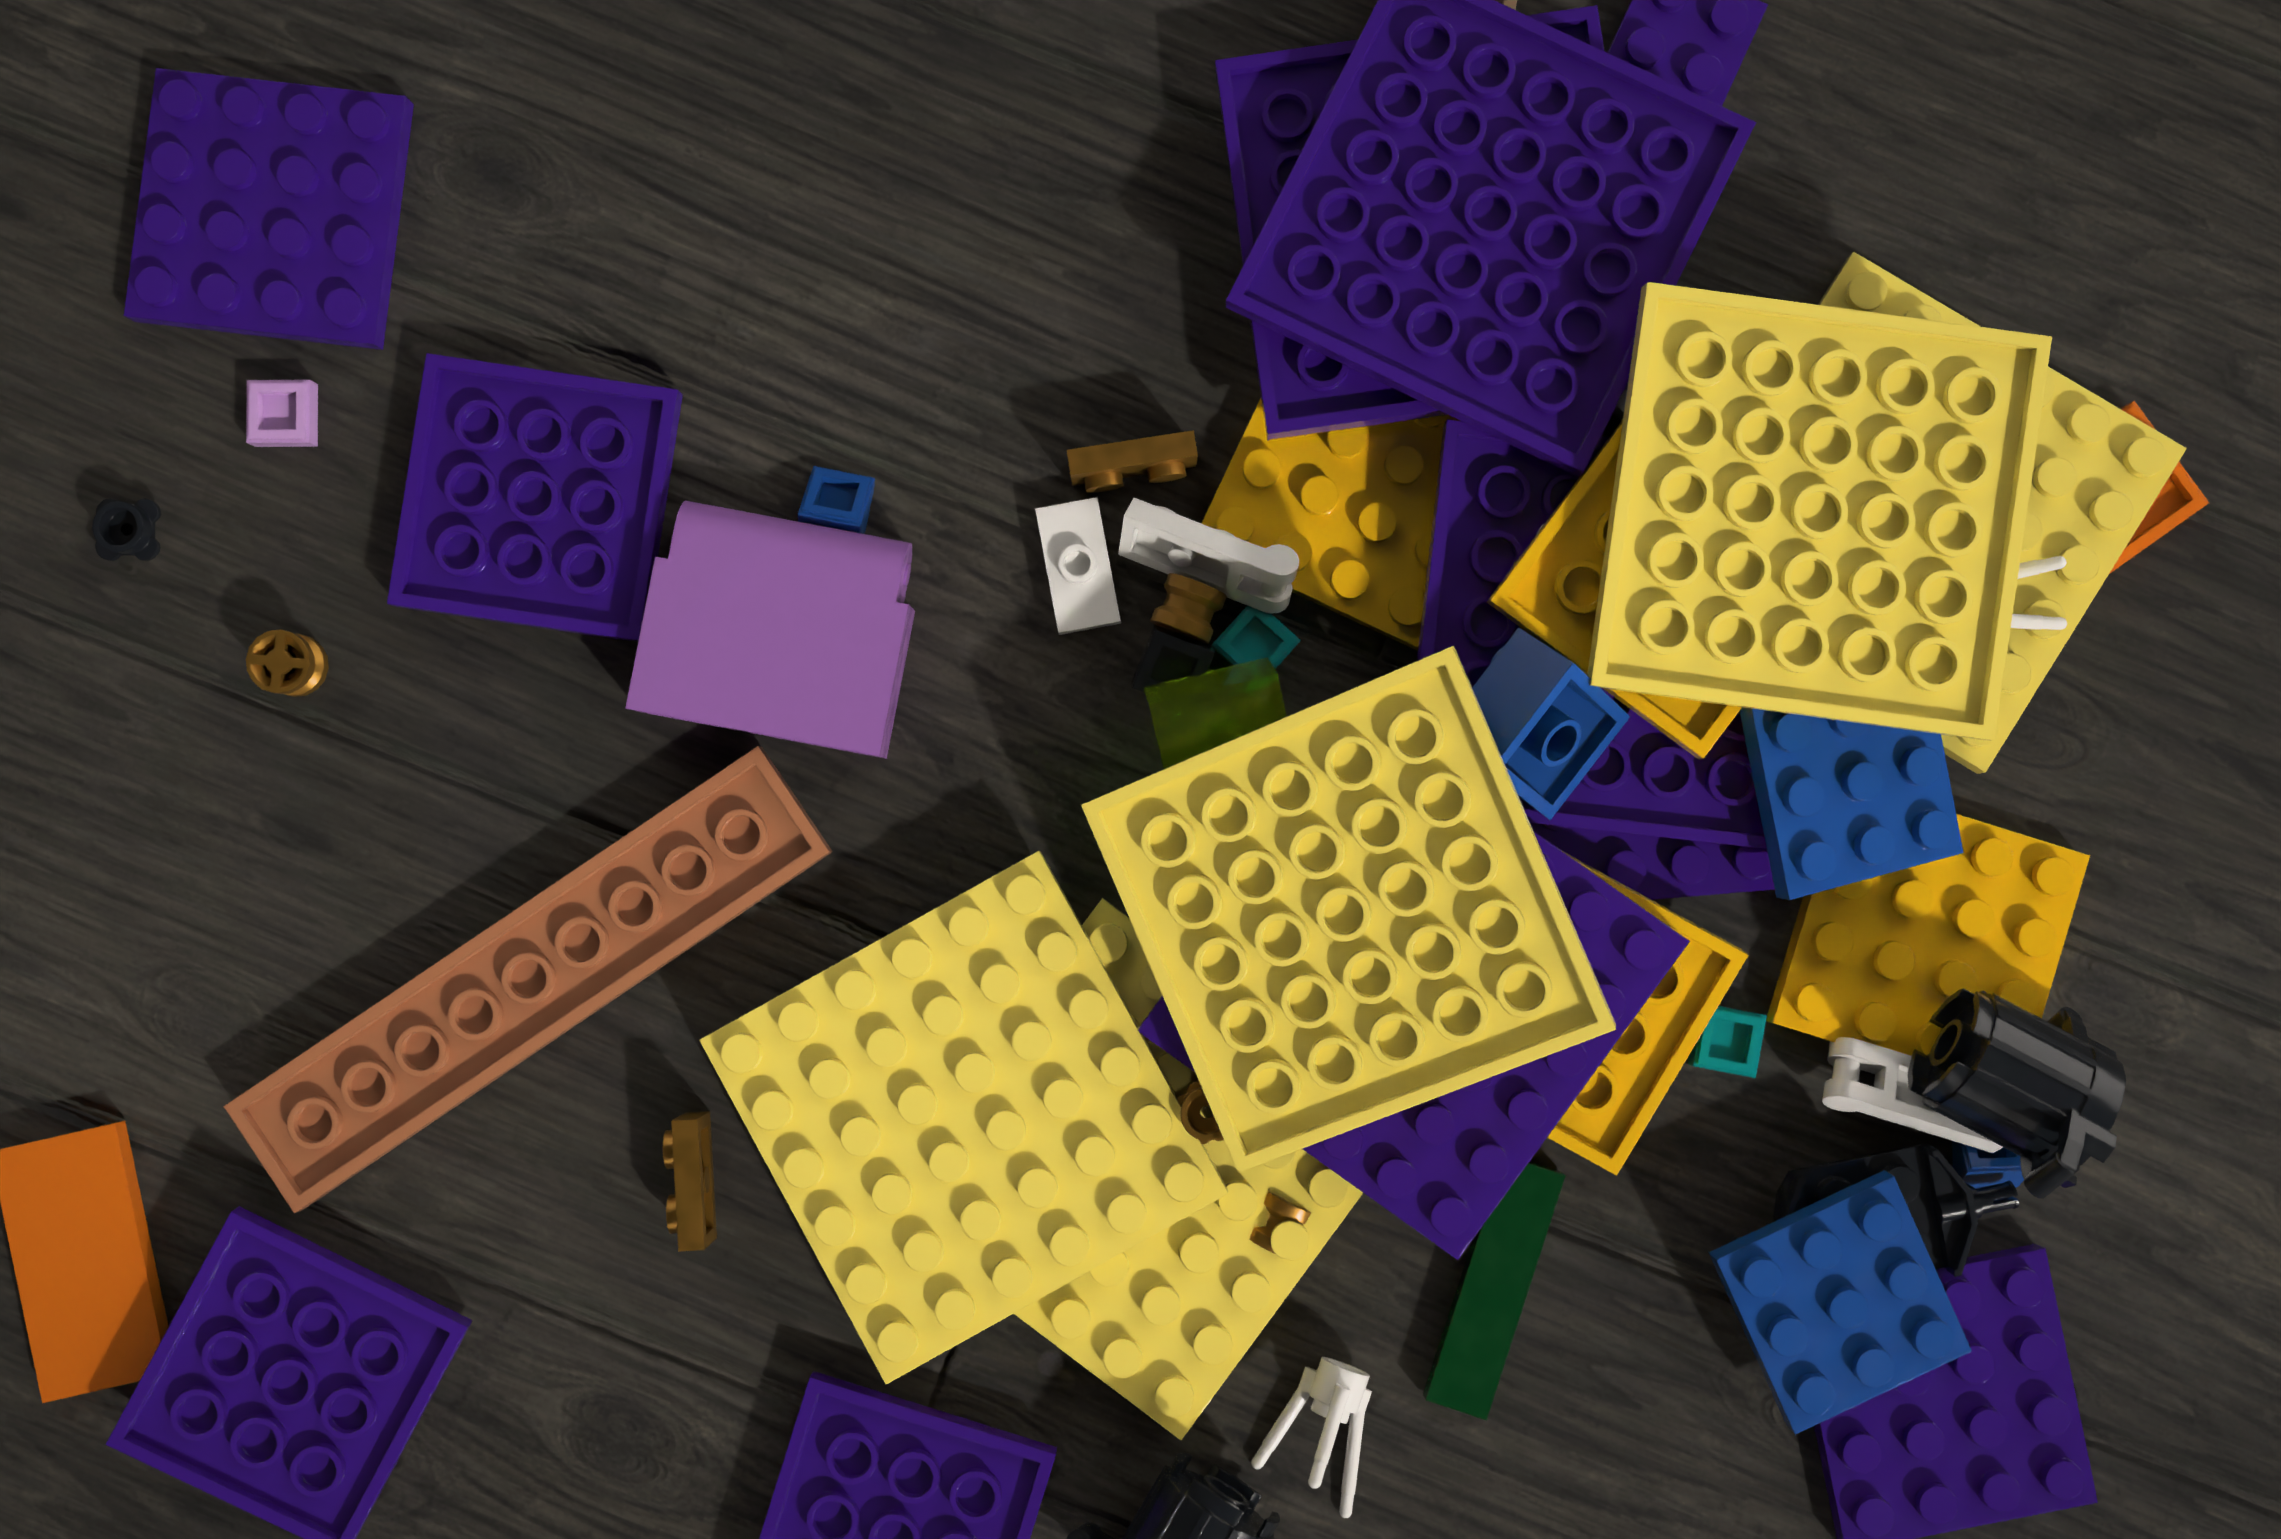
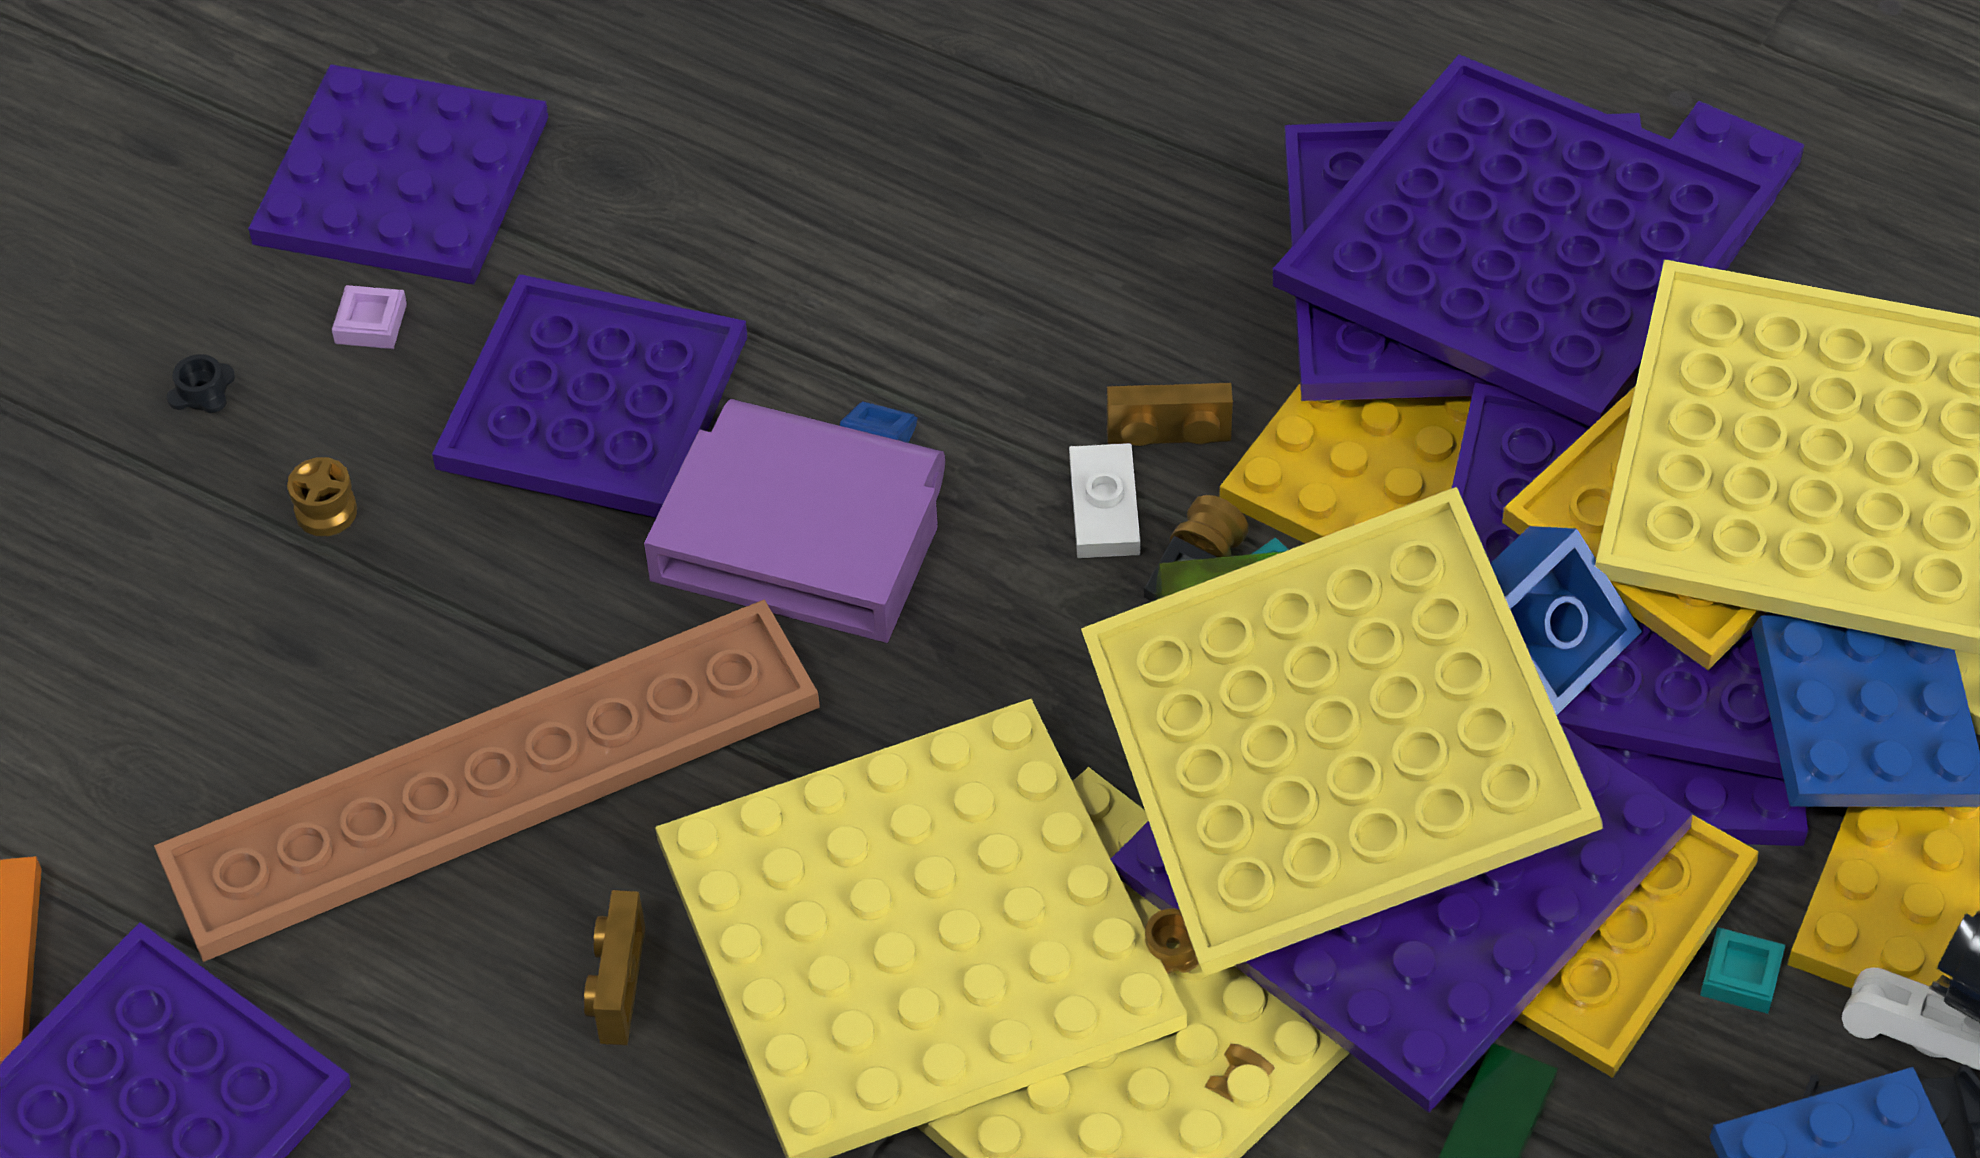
camera: 10 degrees right, 35 degrees down
(1209, 555) = (1189, 469): white plate -> none

